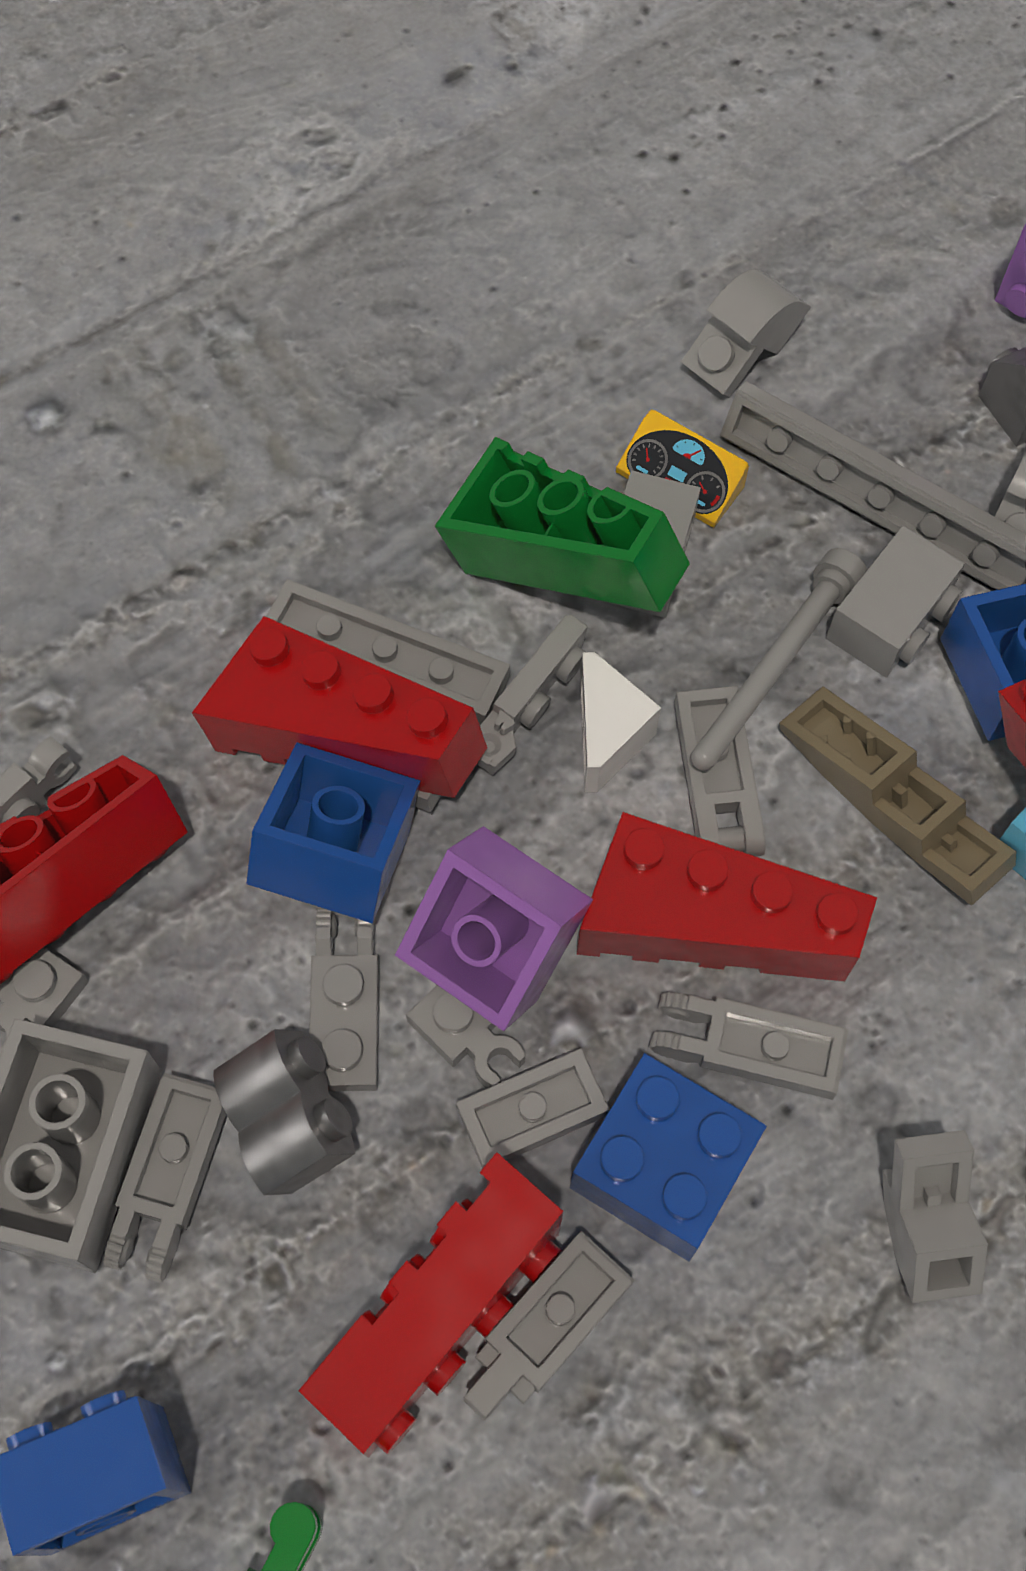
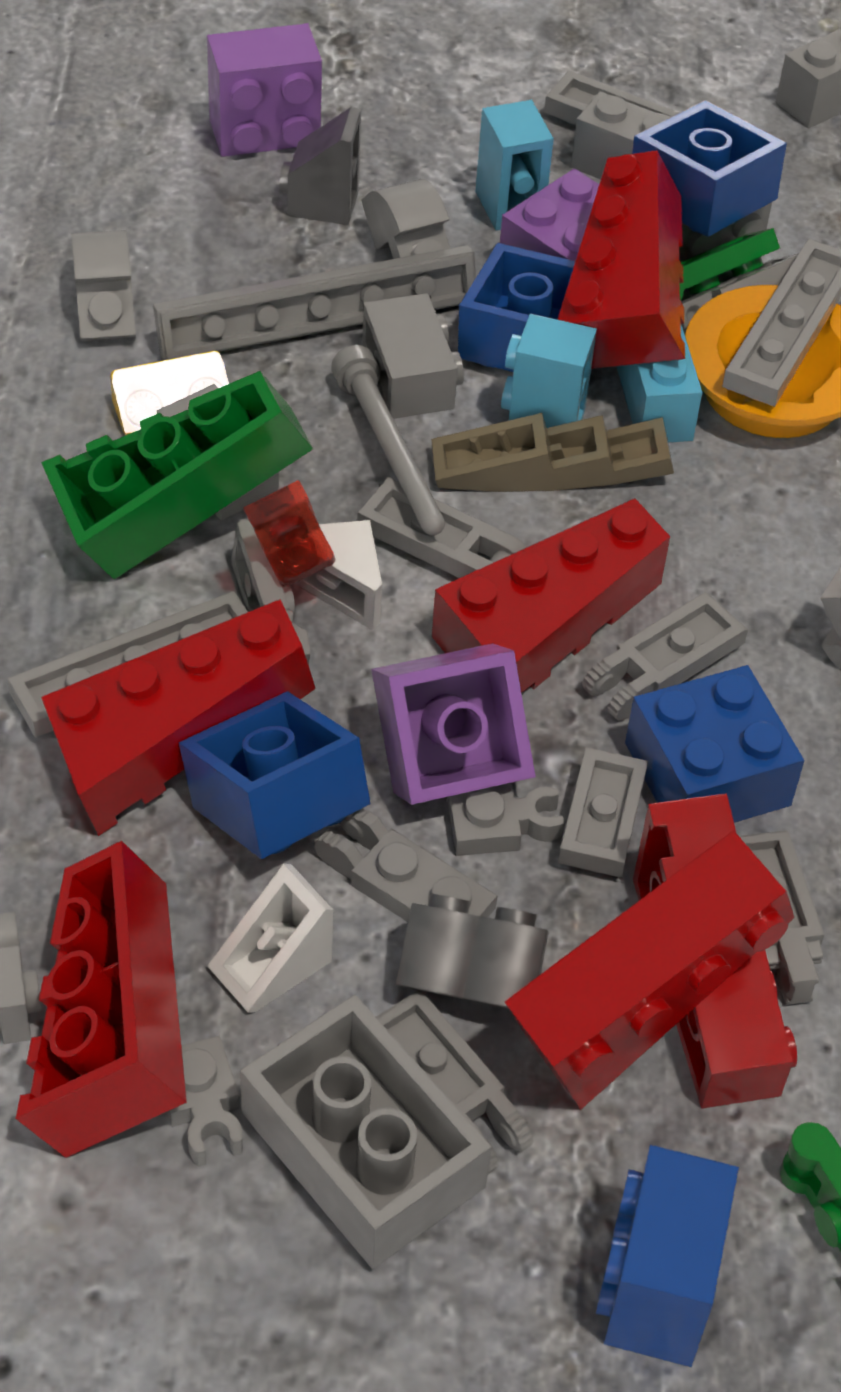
camera: 55 degrees left, 15 degrees down
(193, 952) = (276, 942): none -> white slope
(326, 1273) = (651, 967): none -> red wedge
(570, 663) = (290, 534): none -> clear red bracket
(961, 726) = (549, 370): none -> medium azure brick

